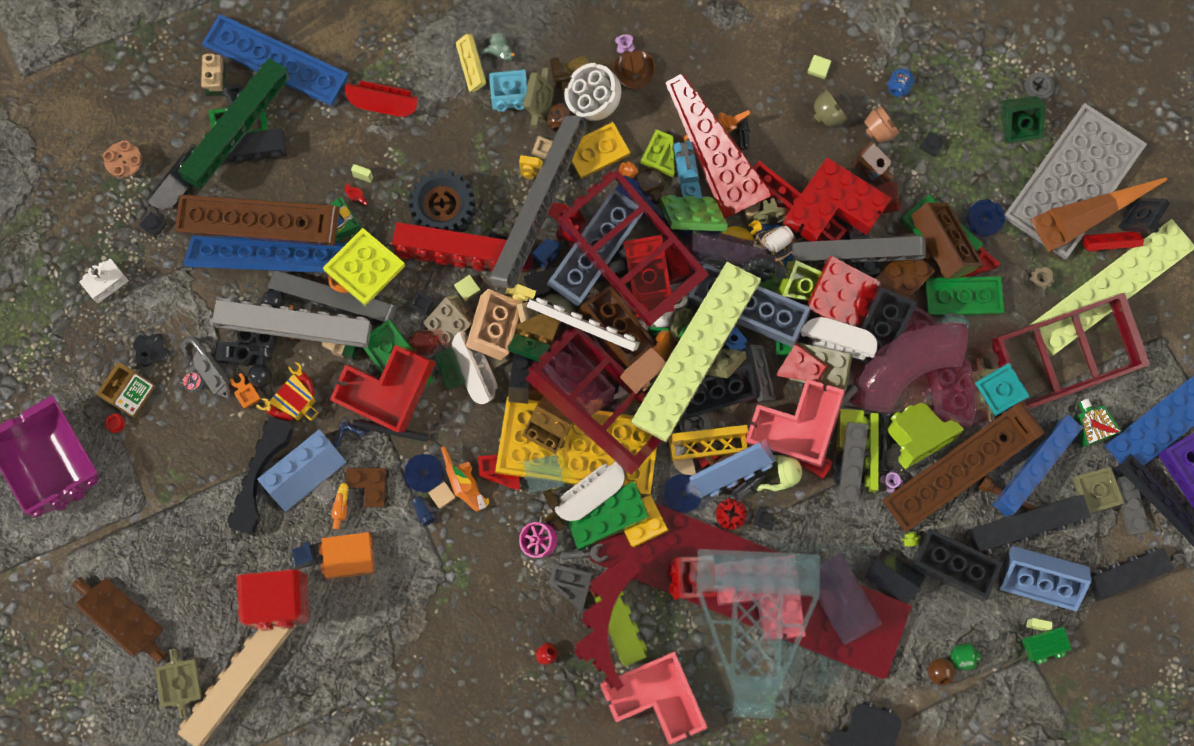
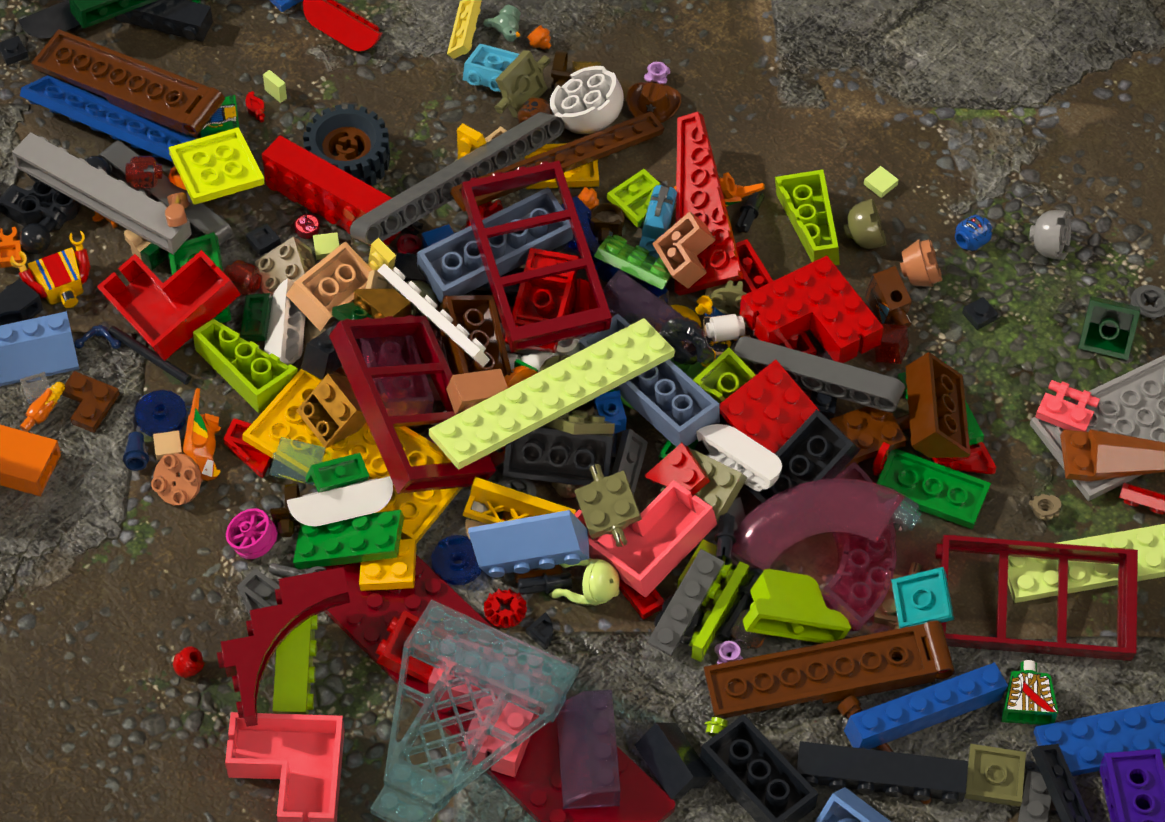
camera: 25 degrees right, 20 degrees down
(312, 293) = (143, 172): none -> clear red head
(359, 322) = (175, 211): none -> nougat bar
(445, 278) = (307, 226): none -> tile
(468, 414) = (242, 364): none -> lime wedge
(474, 522) = (168, 472): none -> nougat plate
(528, 49) = (540, 38): none -> orange plate
(580, 475) = (338, 472): none -> green panel
(599, 151) = (580, 151): none -> reddish brown plate
(719, 190) = (680, 248): none -> nougat brick
(771, 416) = (608, 505): none -> olive plate
(789, 118) = (810, 213): none -> lime wedge
(857, 403) = (725, 537): none -> black axle
(924, 291) = (881, 458): none -> red piece
(954, 62) = (1051, 233): none -> light grey cylinder
(988, 209) = (1008, 405): clear blue plate -> none
(1026, 202) = (1064, 413): none -> coral plate

